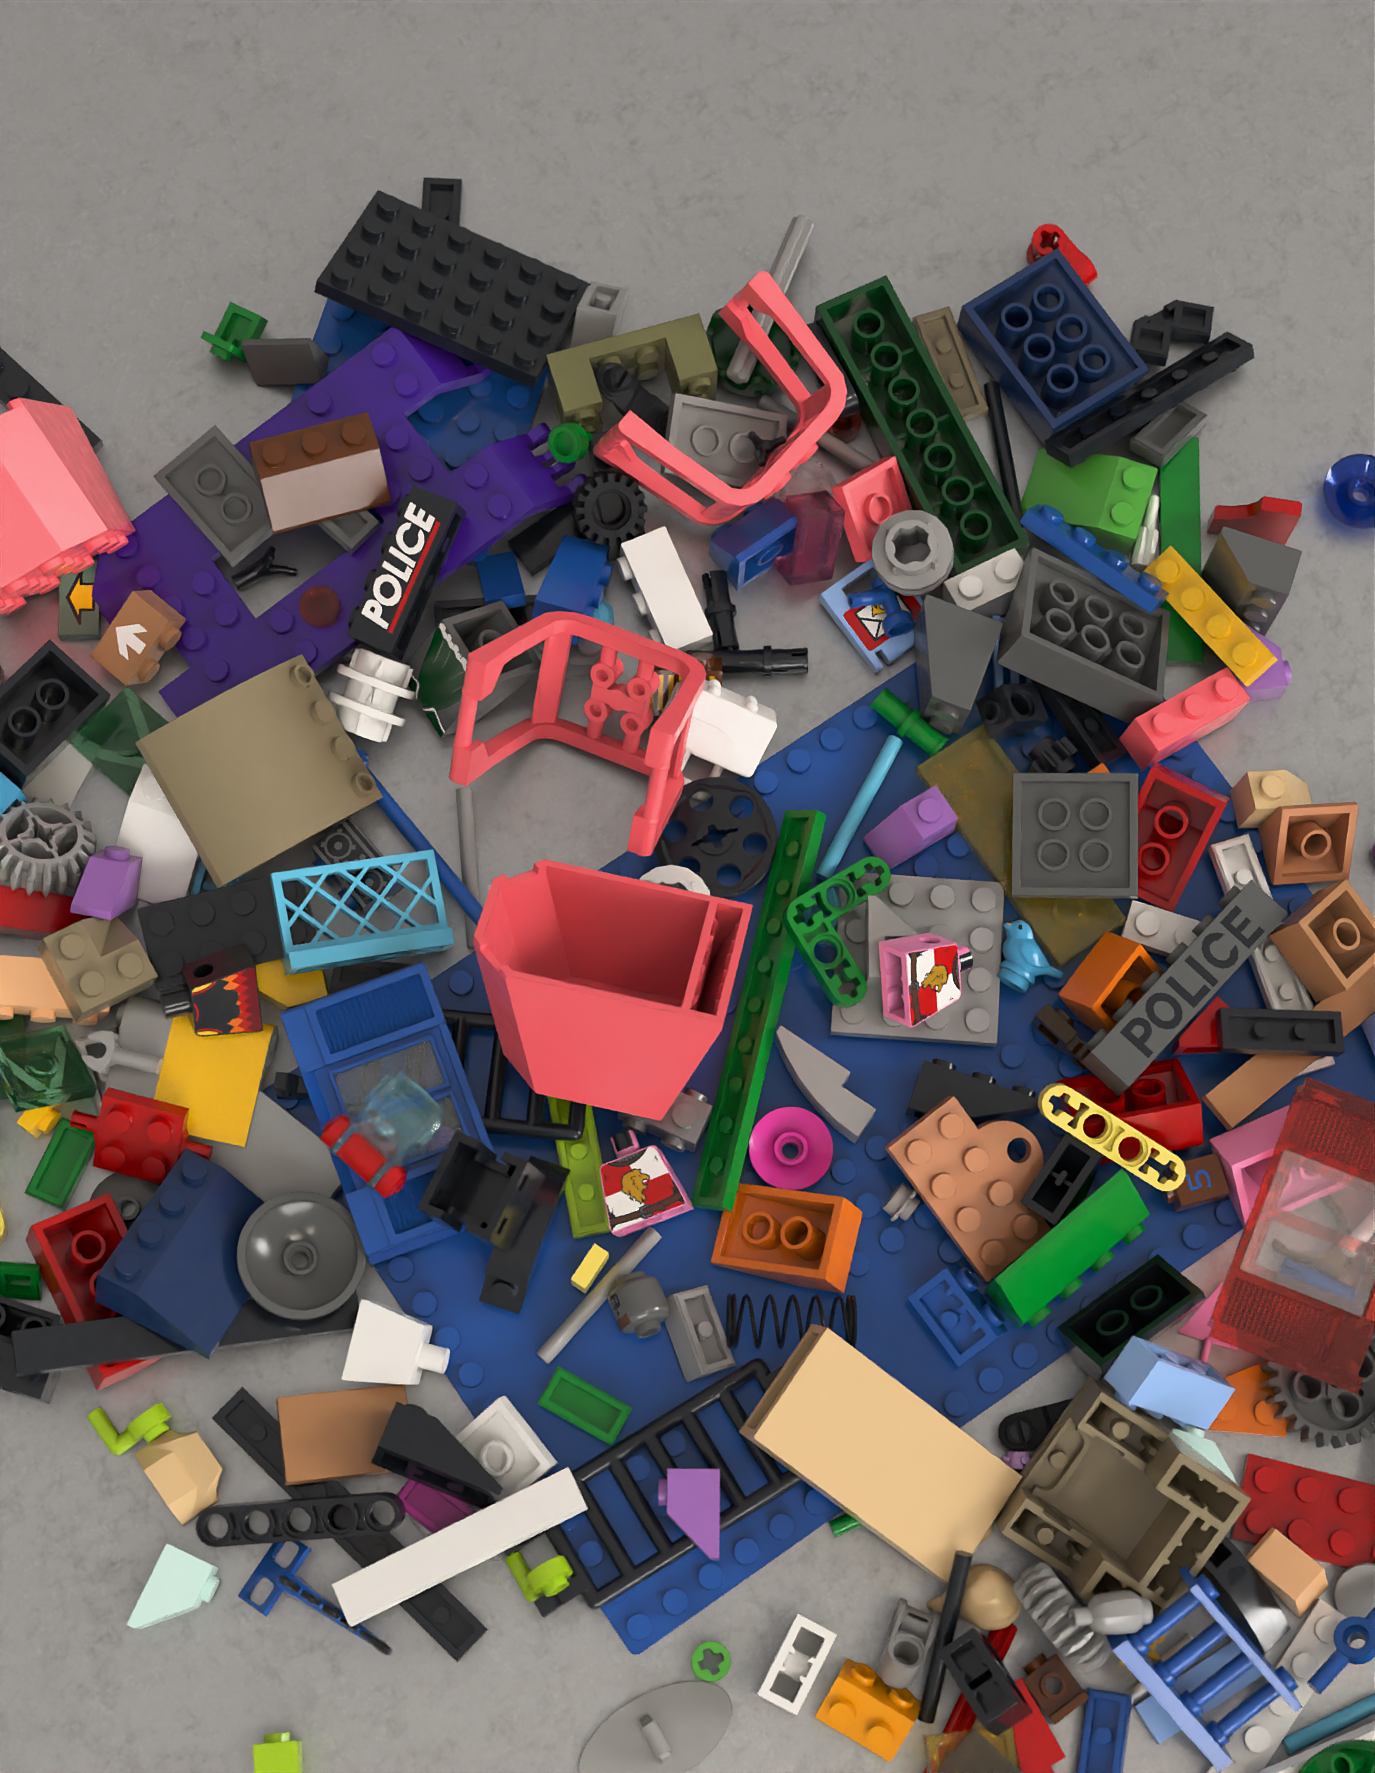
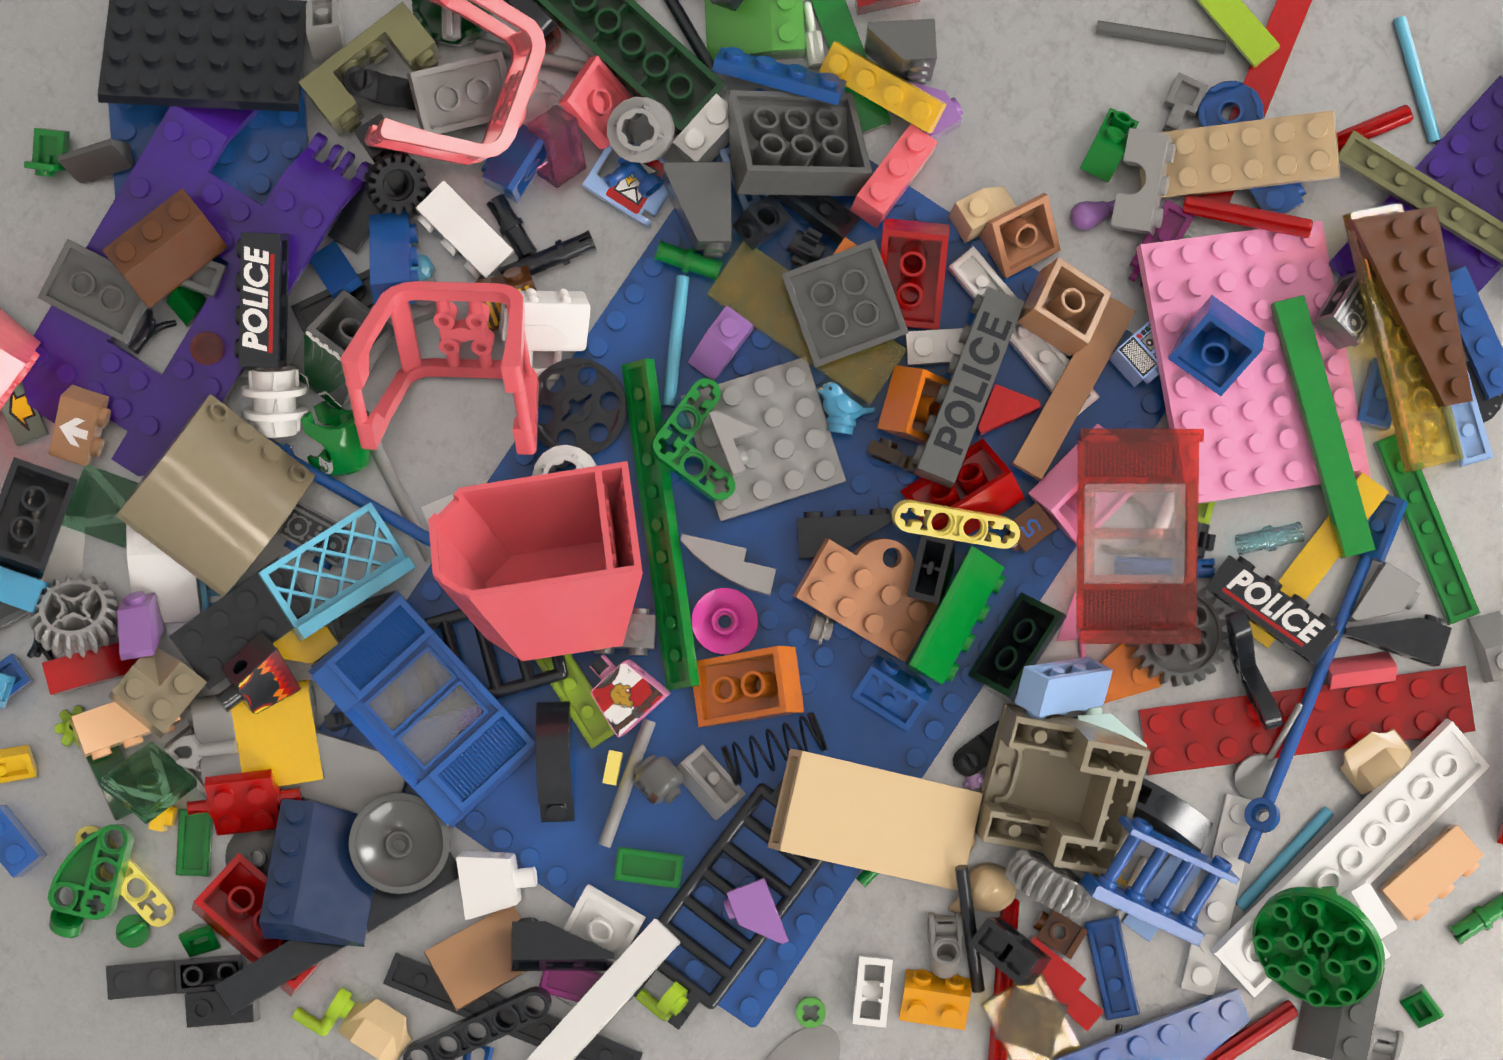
camera: 20 degrees left, 10 degrees up
(316, 552) = (186, 304): none -> green slope
(383, 1134) = (424, 734): clear light blue piece -> none
(428, 766) = (341, 443): none -> green piece
(481, 1192) = (513, 750): black piece -> none
(569, 442) = (344, 143): green tile -> none
(763, 447) = (495, 89): black bar -> none
(920, 976) = (771, 458): torso -> none
(1114, 1613) = (1082, 869): light grey plant -> none
(1279, 1032) = (1050, 394): black plate -> none
(1288, 1571) = (1196, 784): light nougat slope -> none

